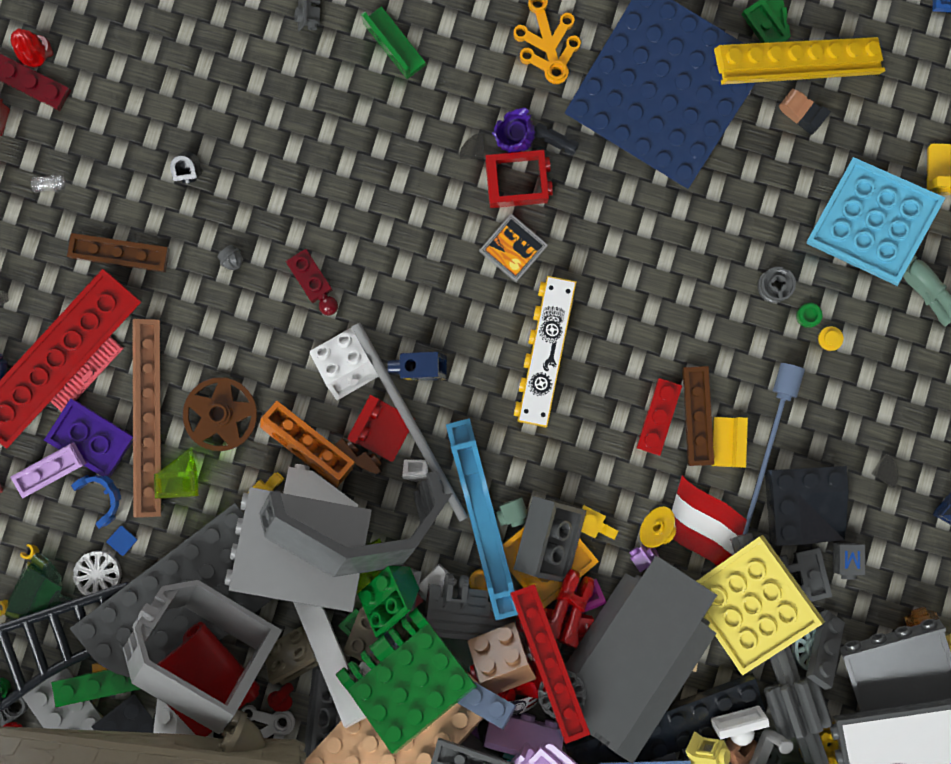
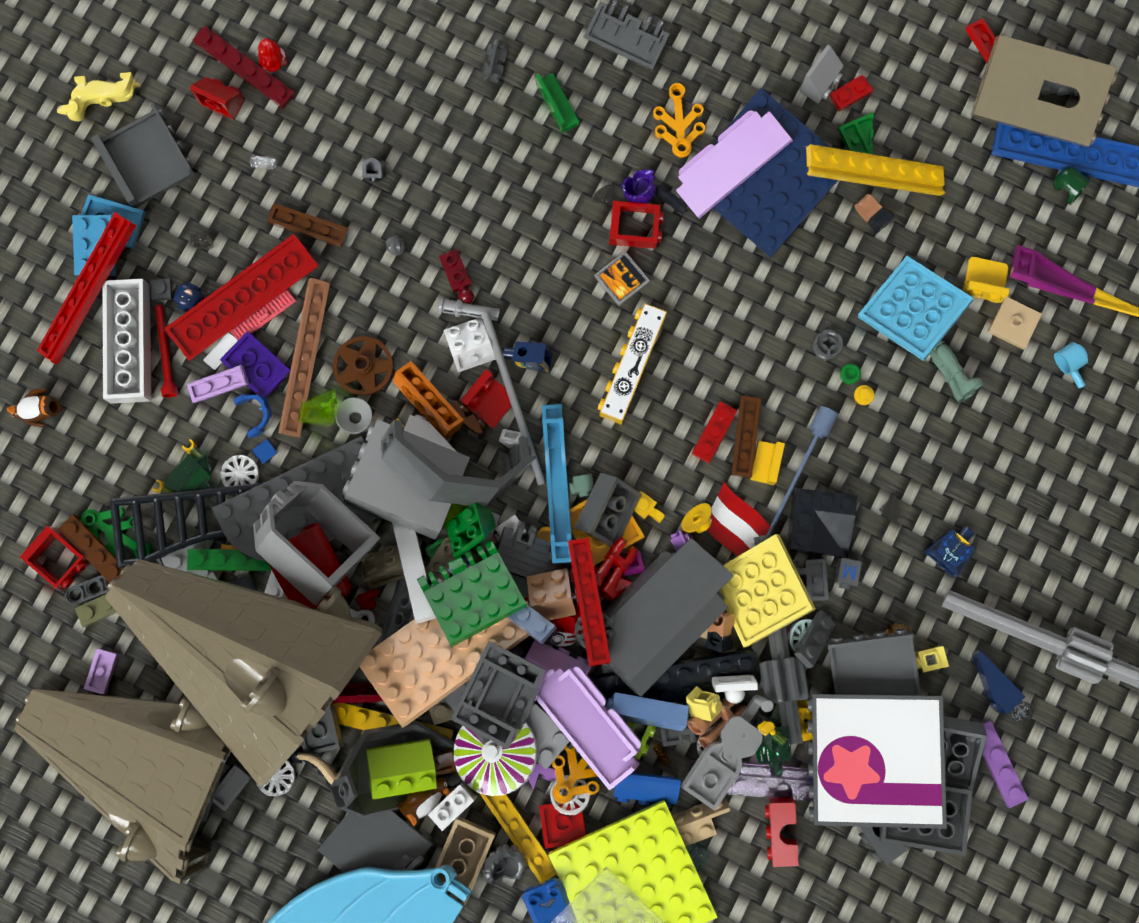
camera: 10 degrees right, 5 degrees down
(42, 427) = (218, 352): none -> white sticker
(208, 479) = (351, 406): none -> light grey piece
(323, 322) = (458, 308): none -> light grey pin
(627, 75) = (730, 162): none -> lavender slope
(712, 663) = (720, 633): none -> leg

